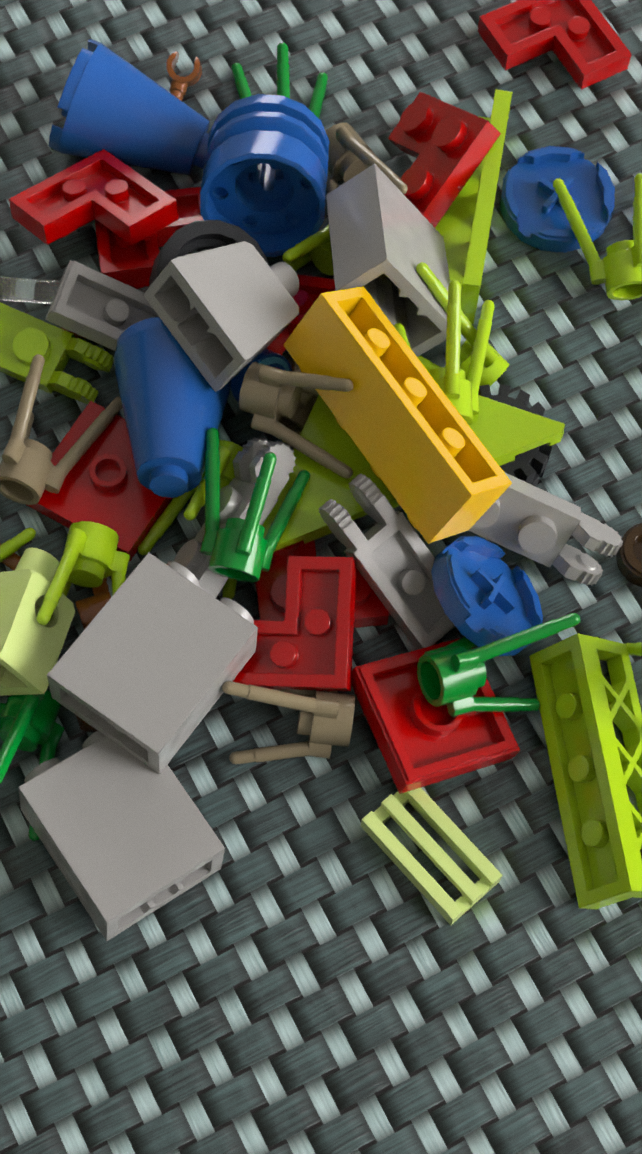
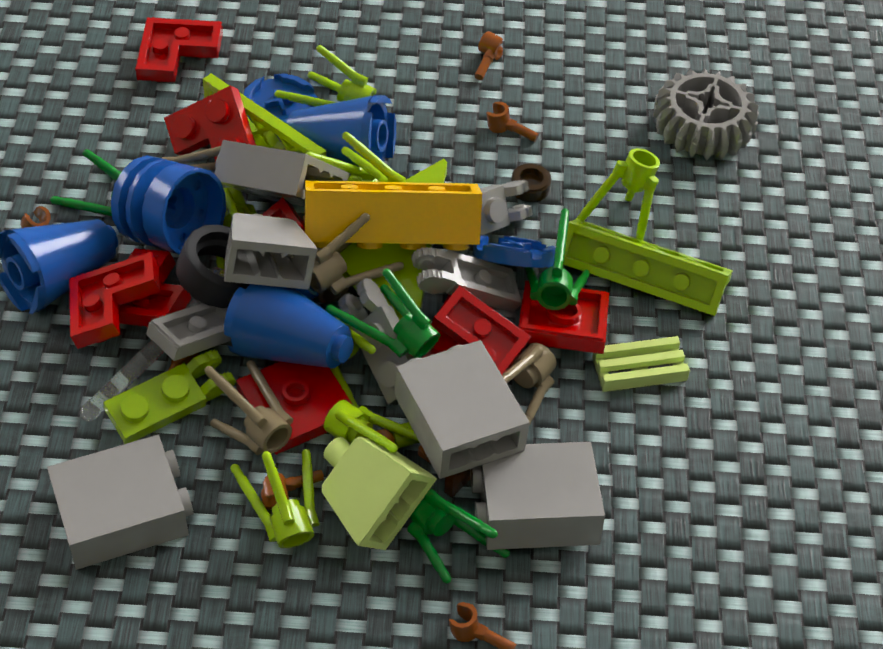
camera: 60 degrees left, 15 degrees down
(545, 299) = (361, 117): none -> blue cone

